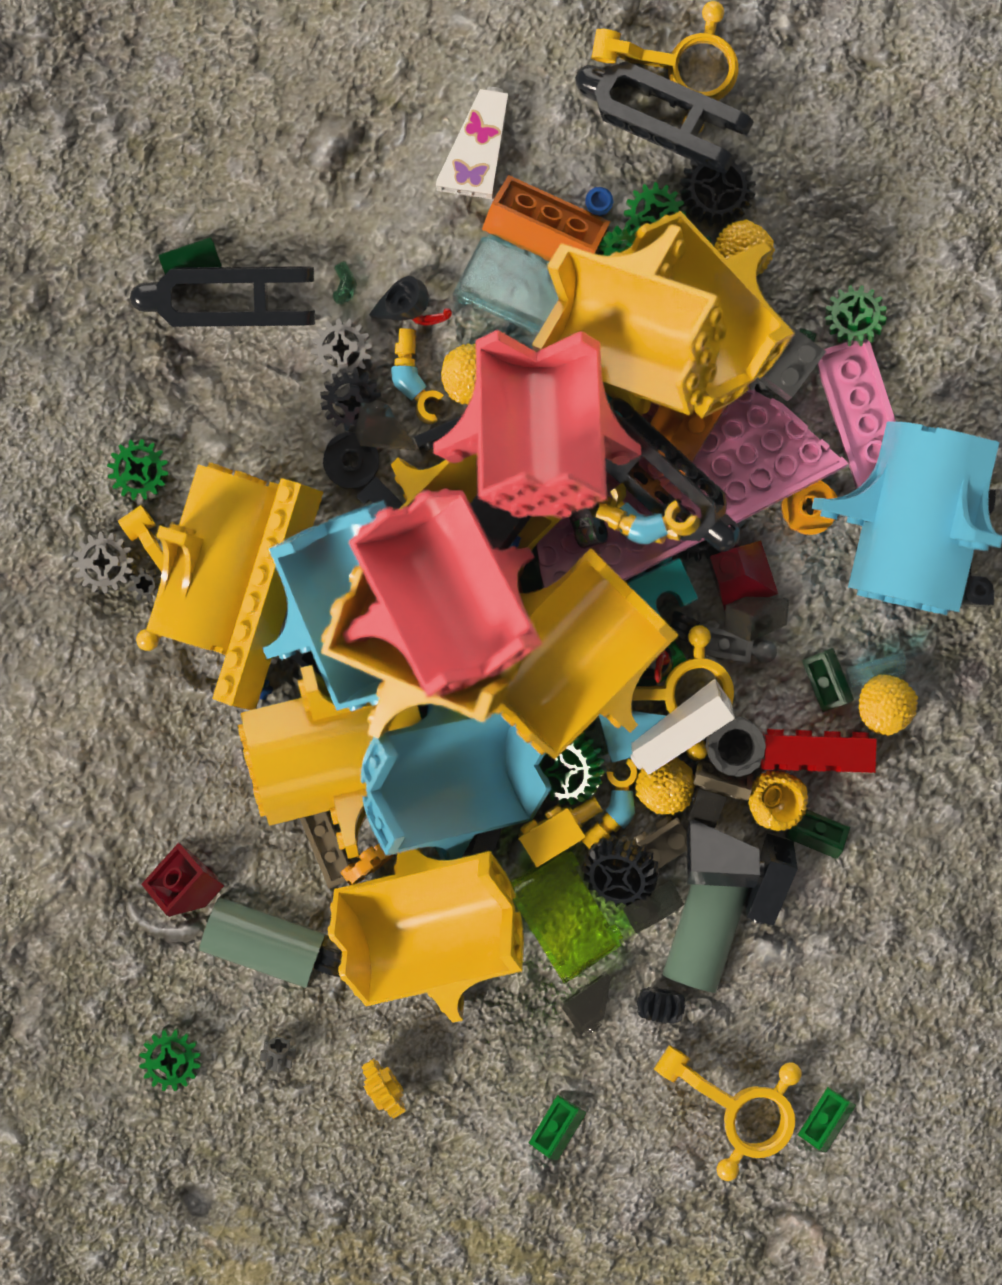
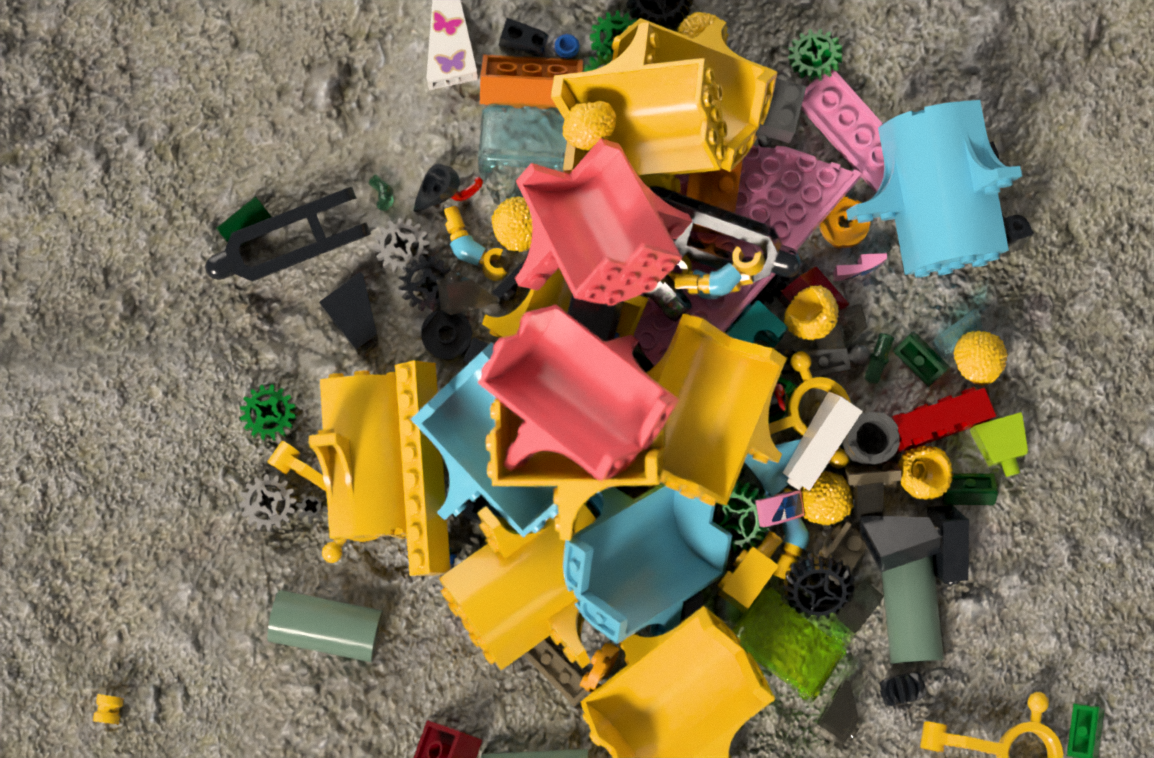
camera: 30 degrees left, 10 degrees down
(113, 707) = (324, 625): none -> sand green brick
(264, 401) = (352, 313): none -> black slope
(556, 174) = (523, 38): none -> black leg
(576, 310) = (588, 124): none -> yellow hair
(612, 779) = (780, 508): none -> slope
(729, 594) = (812, 313): none -> yellow hair
(783, 663) = (879, 358): none -> clear green axle
(812, 560) = (866, 264): none -> bright pink slope
(871, 800) = (1002, 442): none -> lime torso

